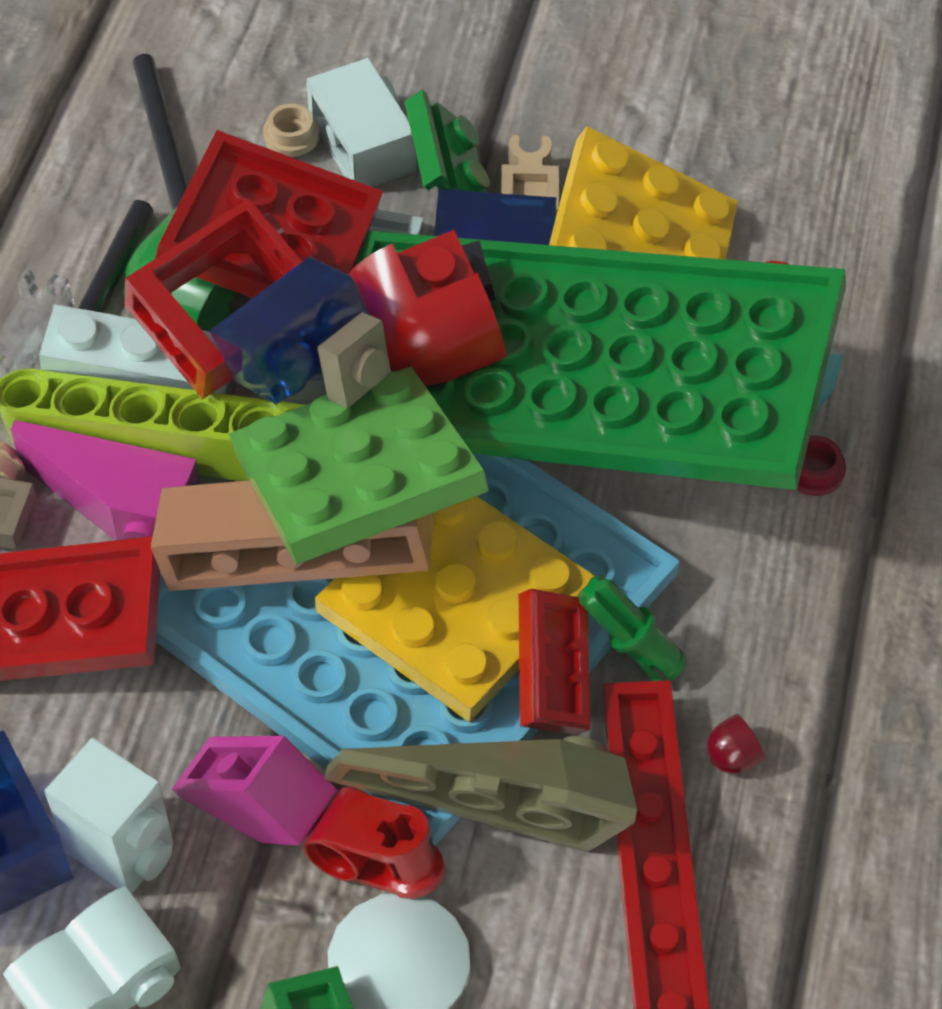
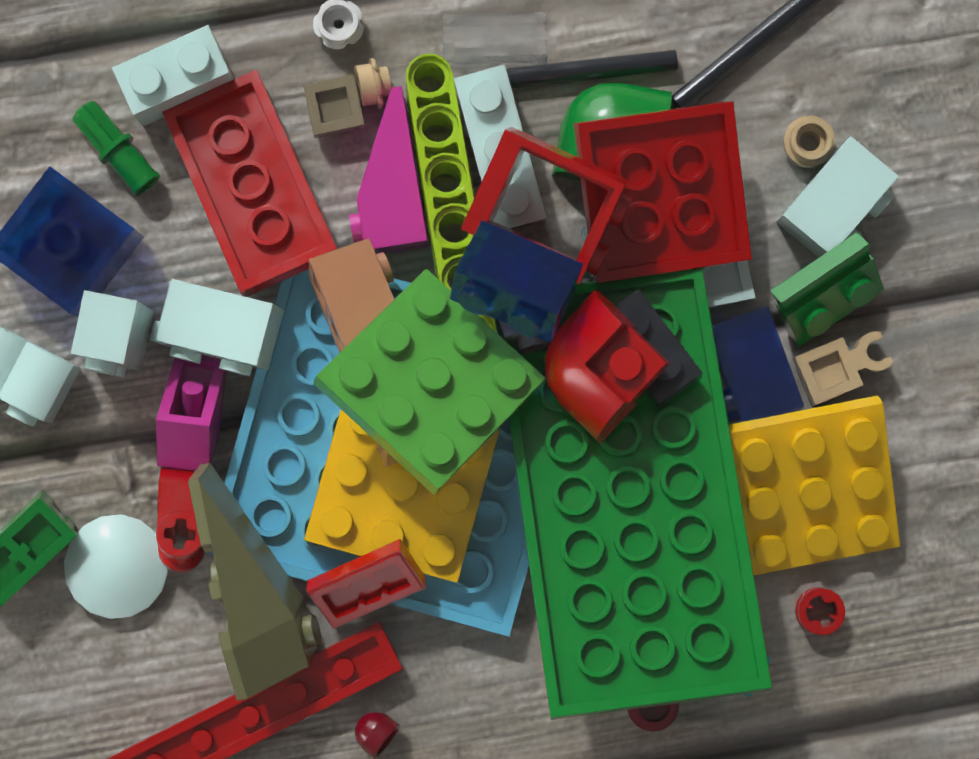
camera: 65 degrees right, 30 degrees up
(171, 700) = (217, 325): none -> light aqua hinge
(354, 360) = (504, 345): dark tan plate -> none
(632, 629) = (423, 629): green axle -> none

